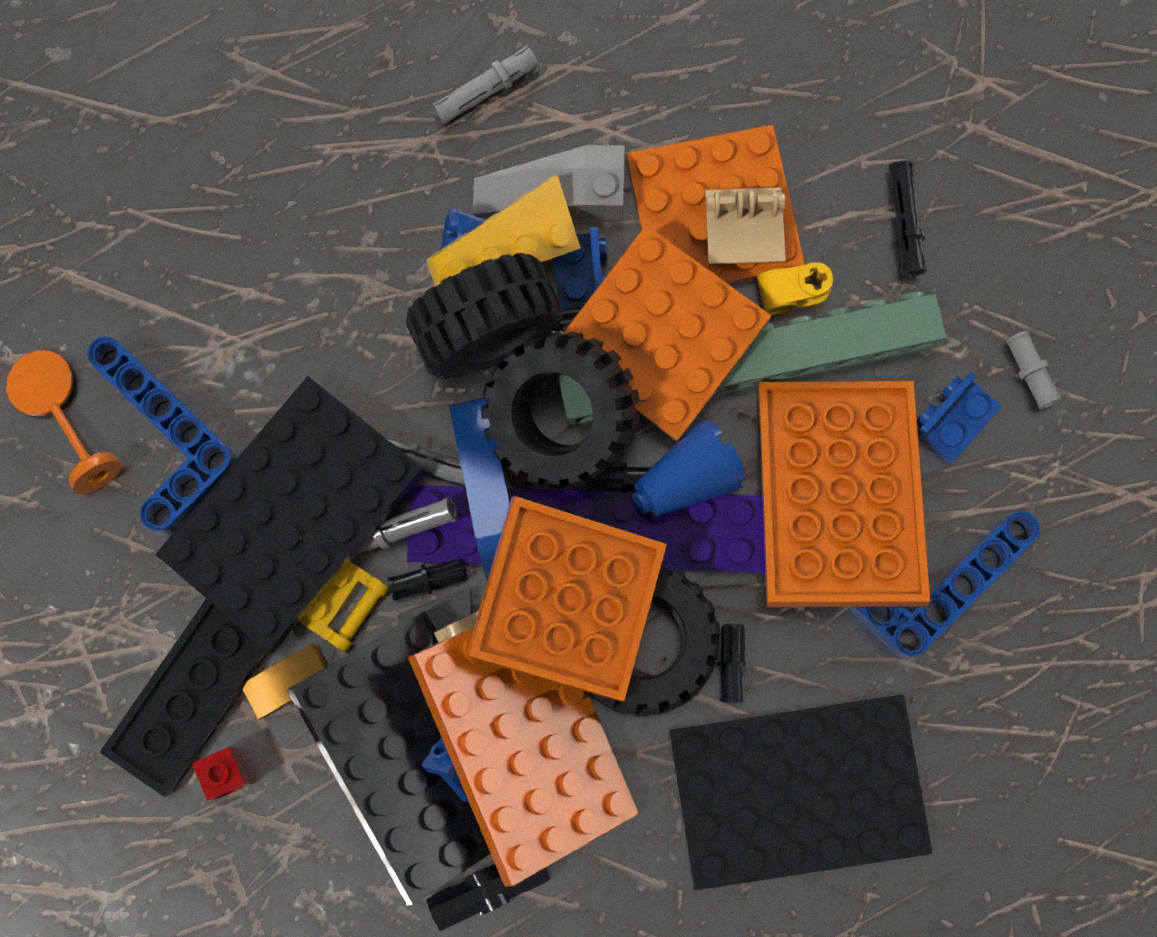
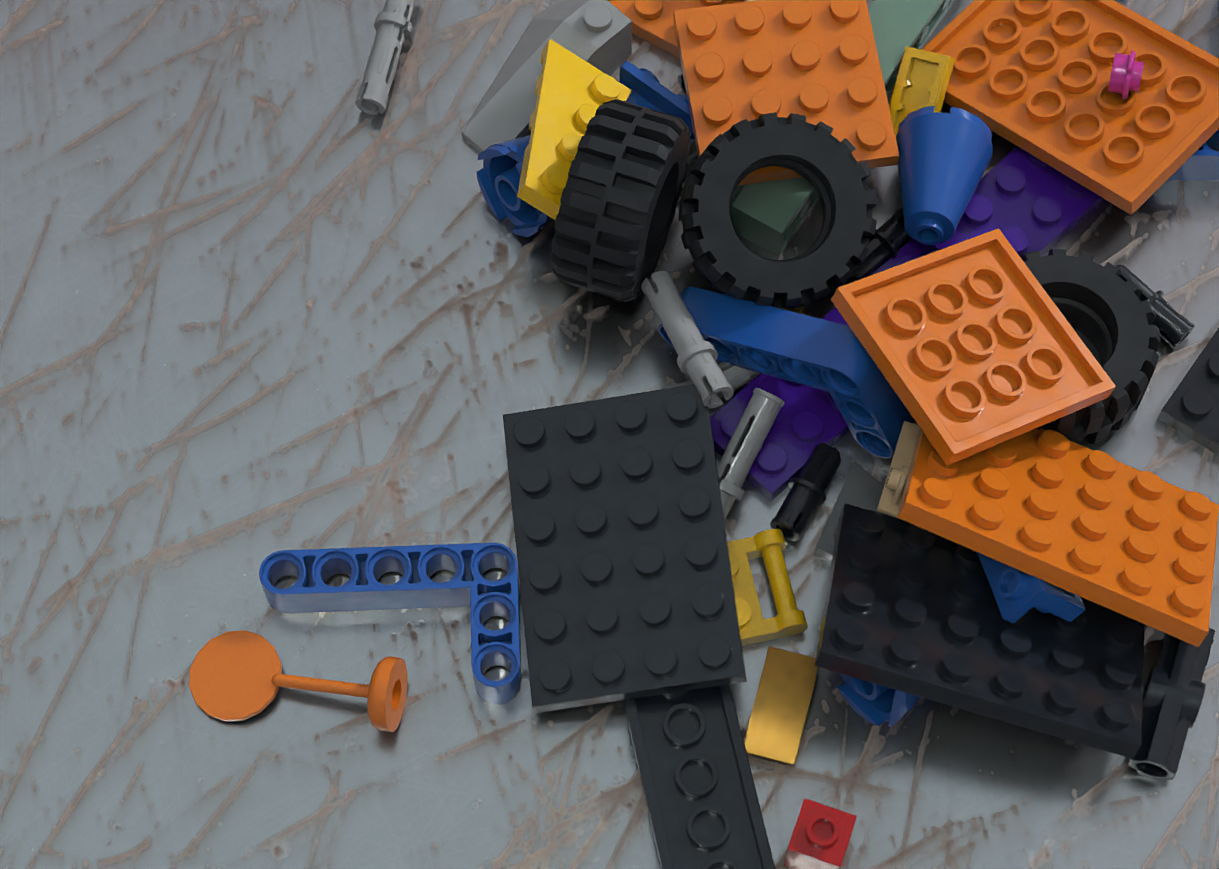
camera: 50 degrees left, 15 degrees down
(434, 446) = (695, 354): none -> light grey pin
(742, 409) = (919, 83): none -> yellow plate
(858, 521) = (1125, 74): none -> dark pink plate

